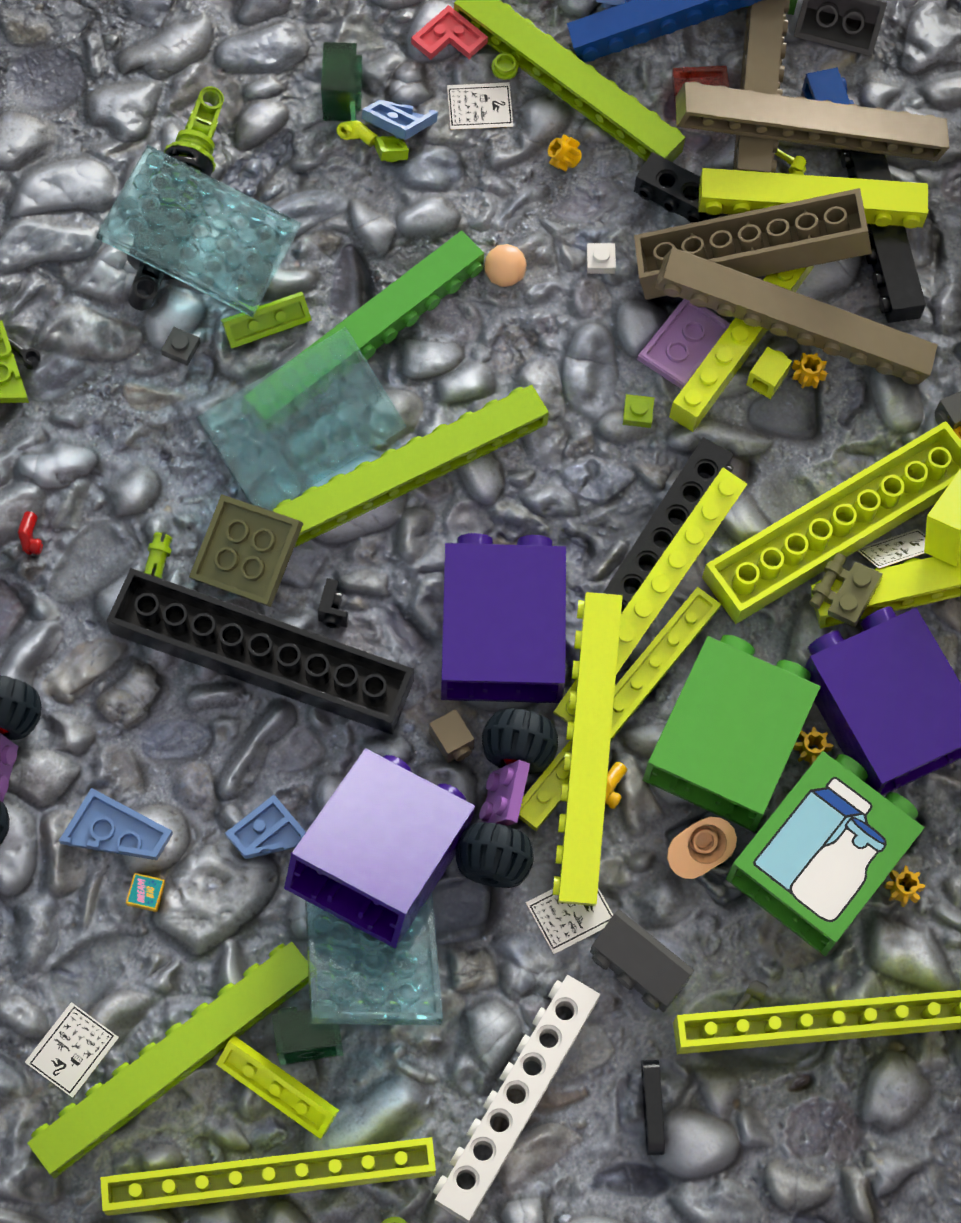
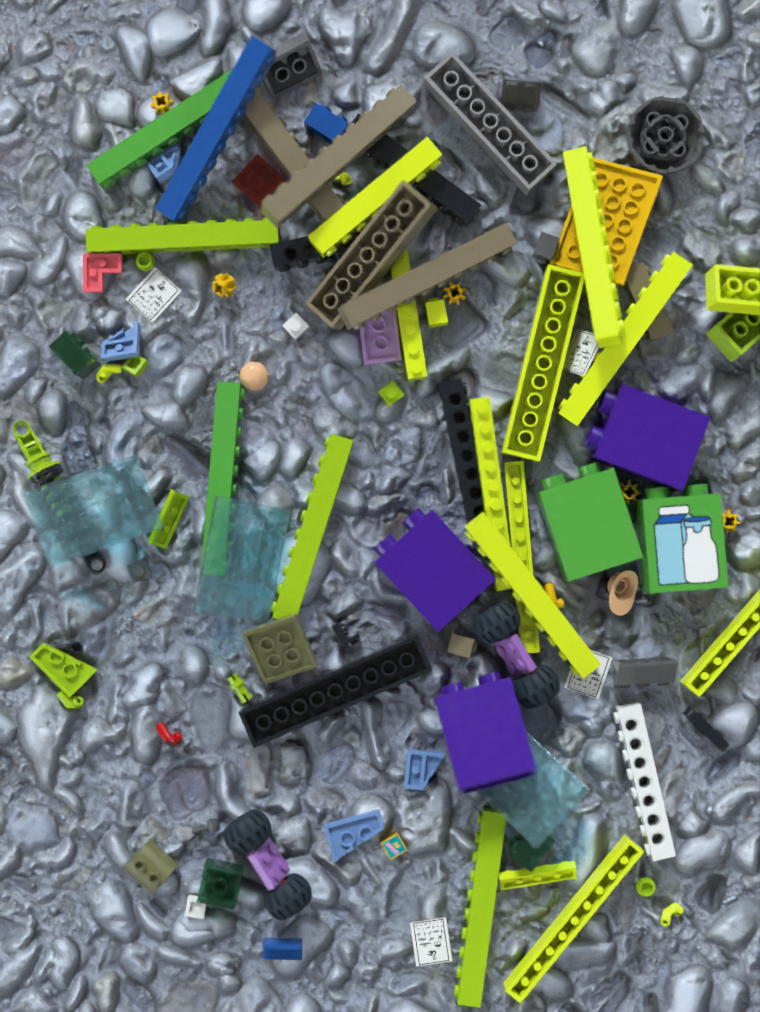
camera: 40 degrees left, 20 degrees up
(854, 595) = (584, 399): olive plate -> none

